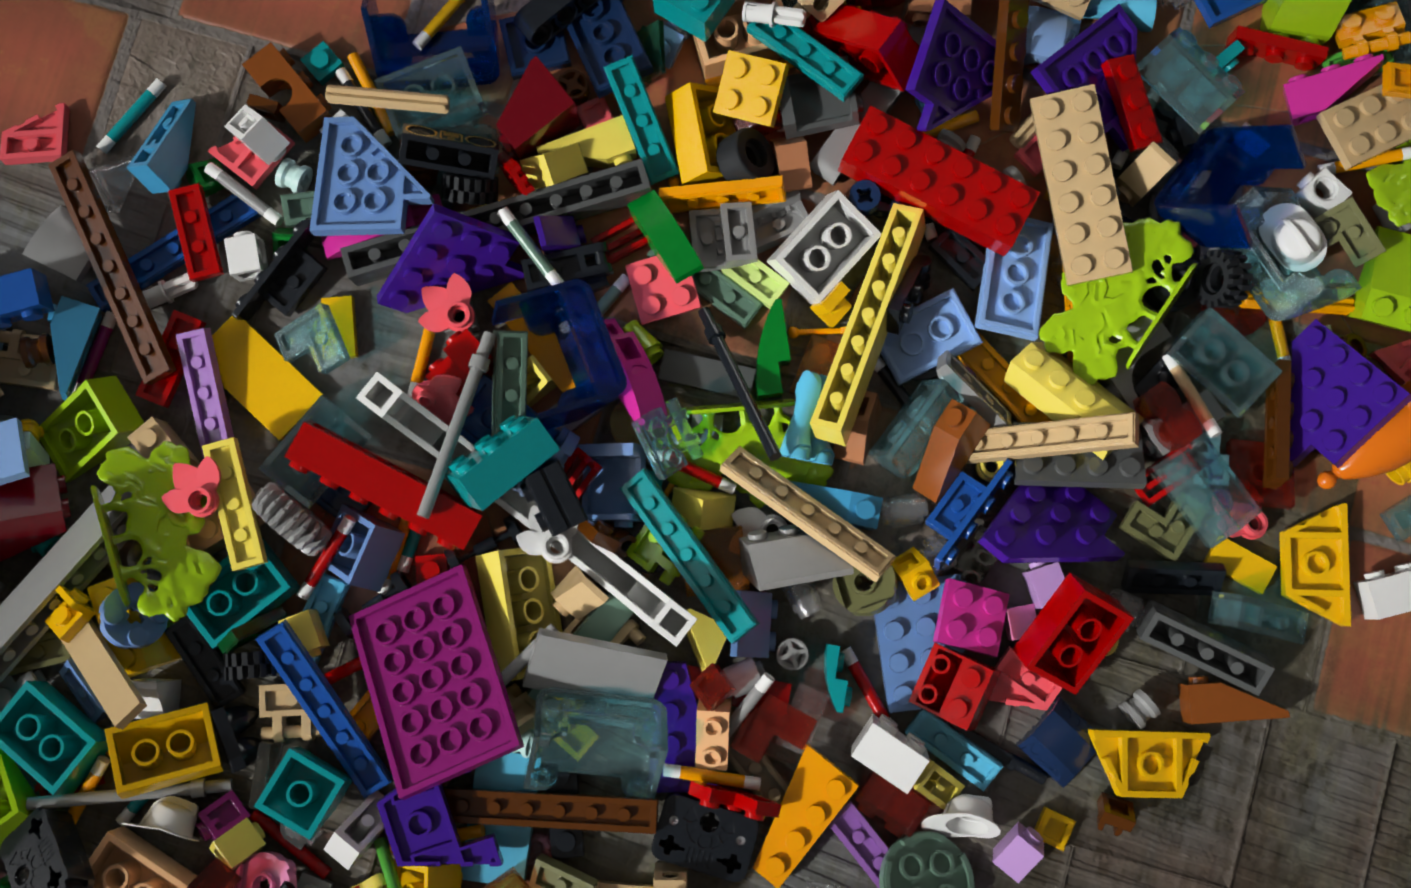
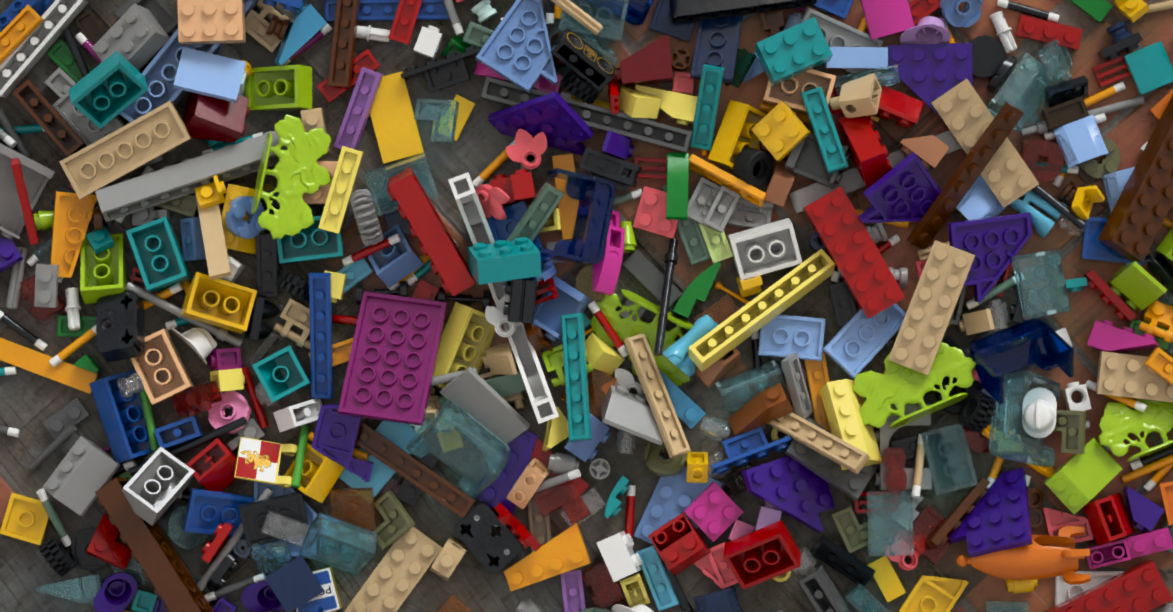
camera: 30 degrees right, 5 degrees up
(192, 485) = (324, 165): coral plate -> none
(251, 630) = (306, 265): dark green tile -> none
(478, 365) = (524, 198): light grey bar -> none
(529, 246) = (595, 142): sand green bar -> none
(660, 442) = (600, 301): clear light blue plate -> none
(711, 776) = (512, 507): light orange bar -> none
(712, 687) = (543, 458): clear red plate -> none
(773, 14) = (819, 97): white axle -> none
(862, 202) = (807, 238): dark blue wheel -> none
(909, 292) = (796, 306): black plate -> none
(1131, 102) = (996, 277): red plate -> none

